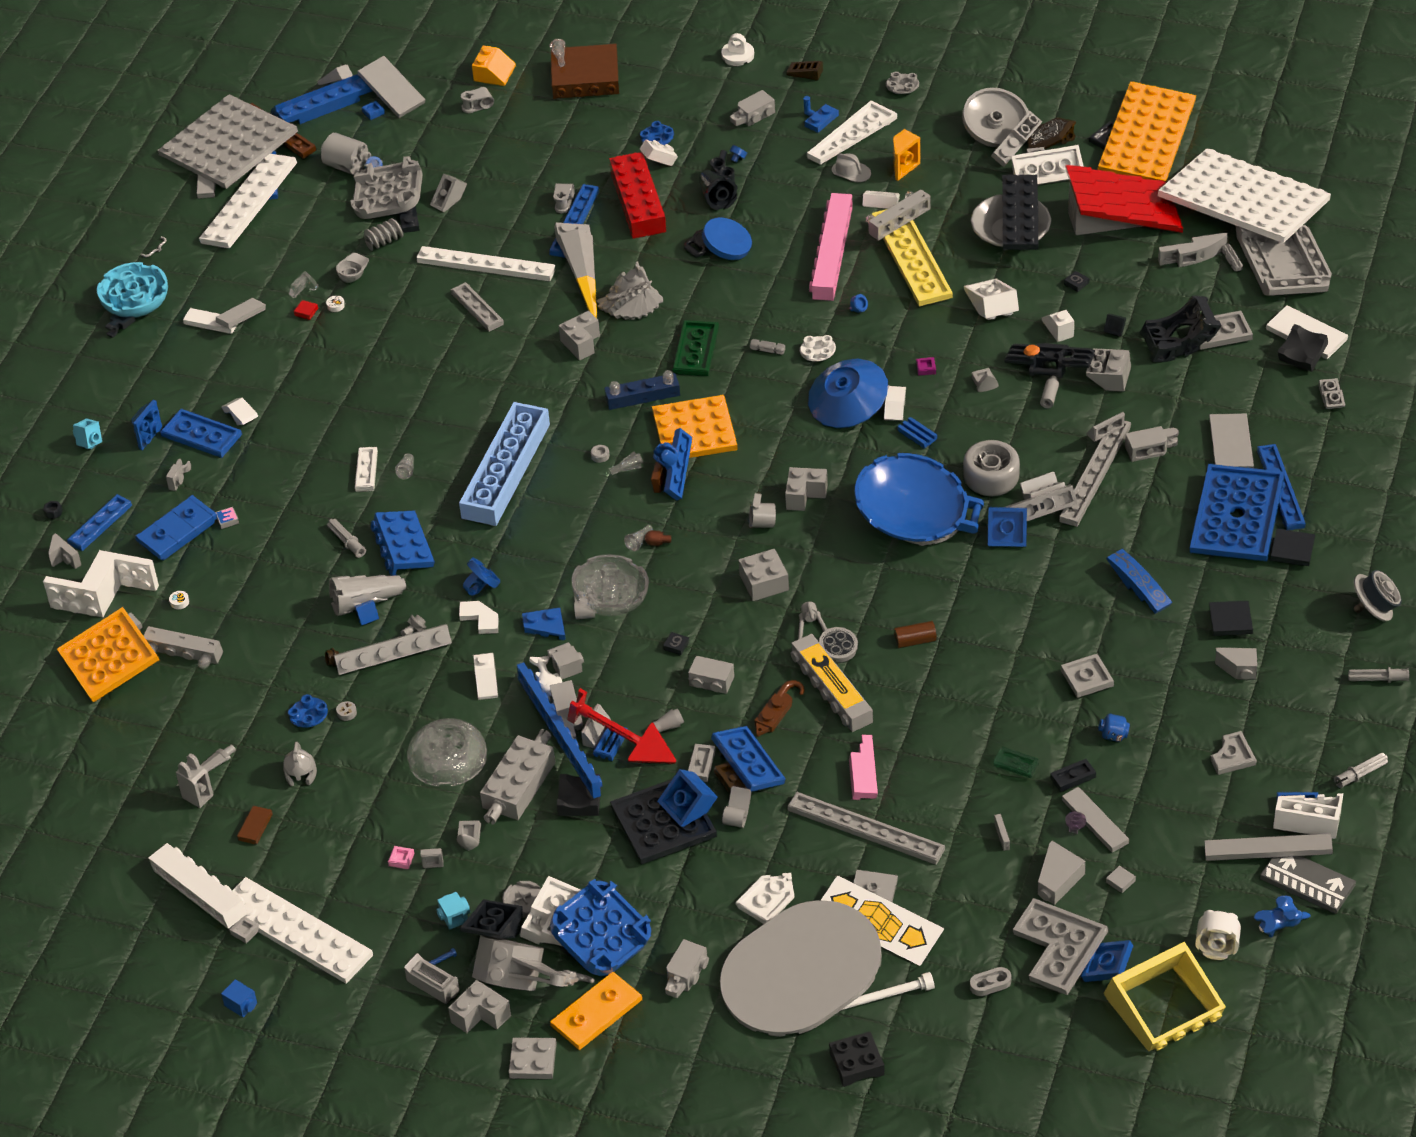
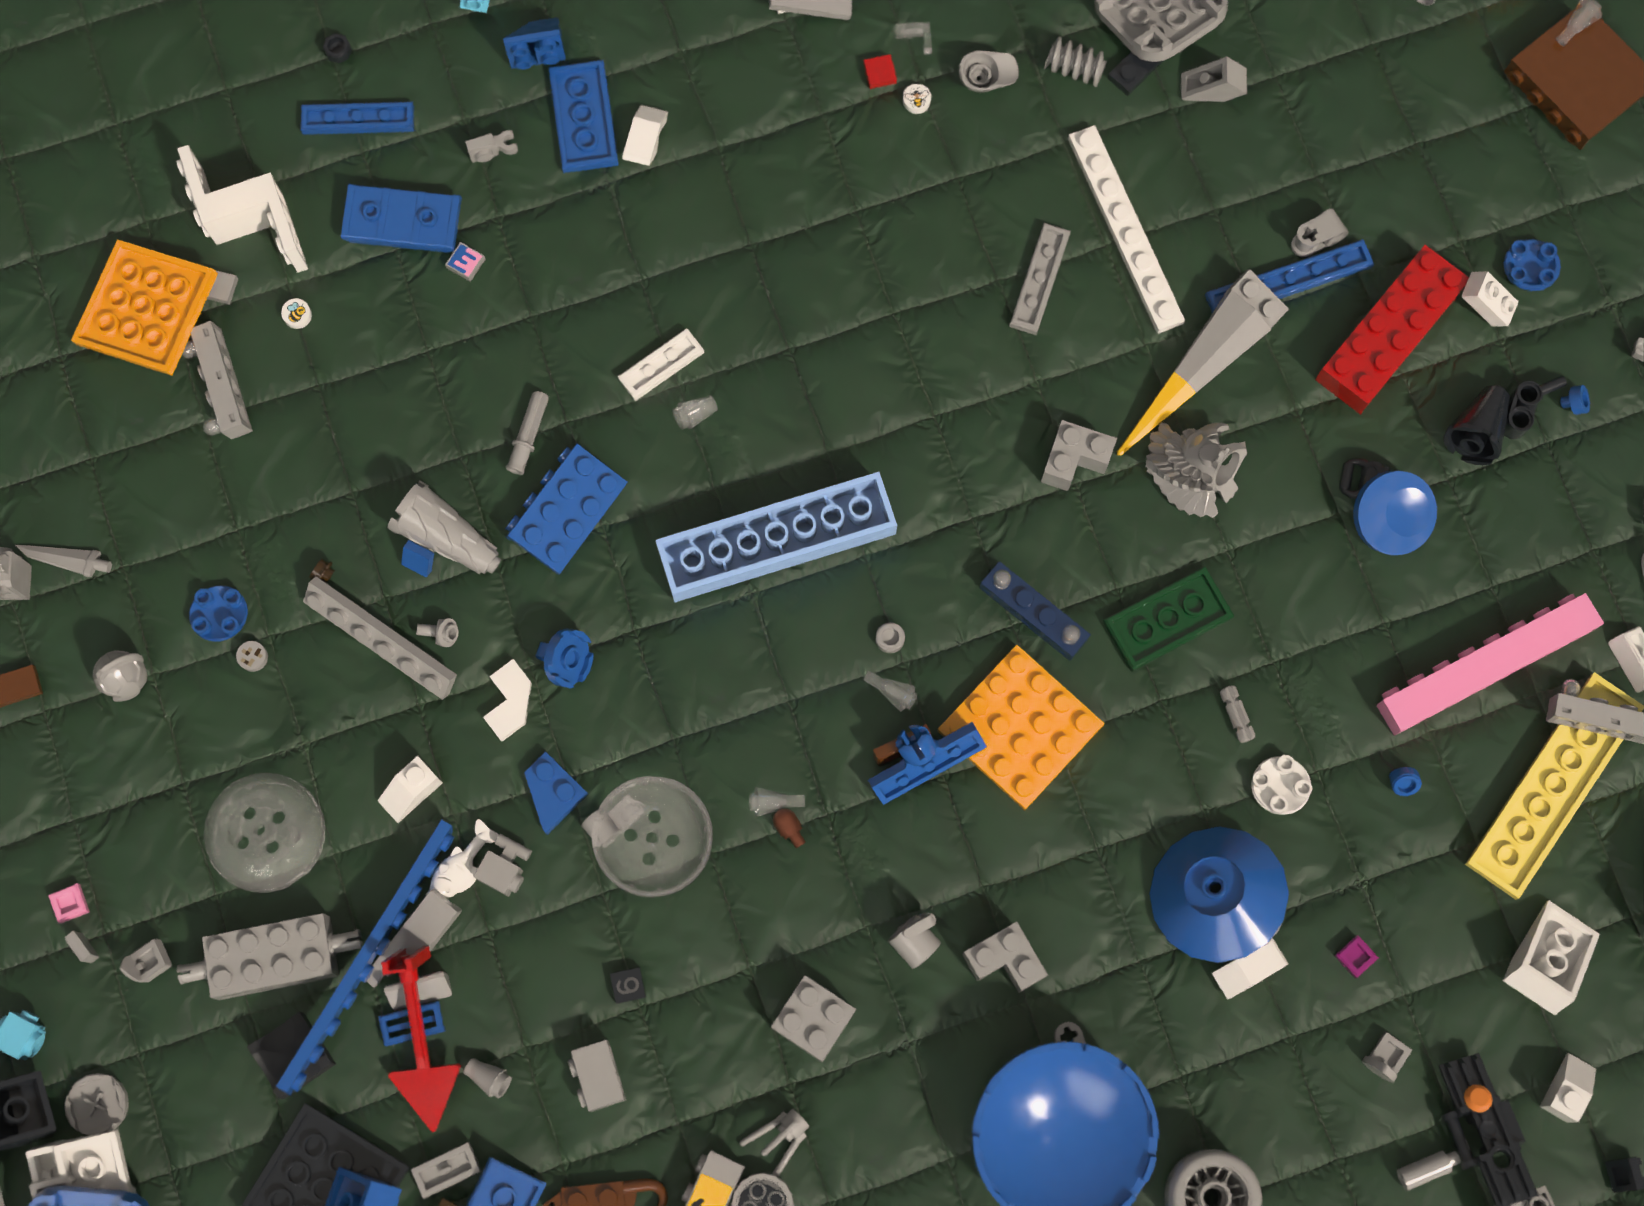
camera: 50 degrees right, 30 degrees up
(62, 551) = (275, 115): light grey slope -> none
(919, 431) = (1224, 1008): blue tile -> none

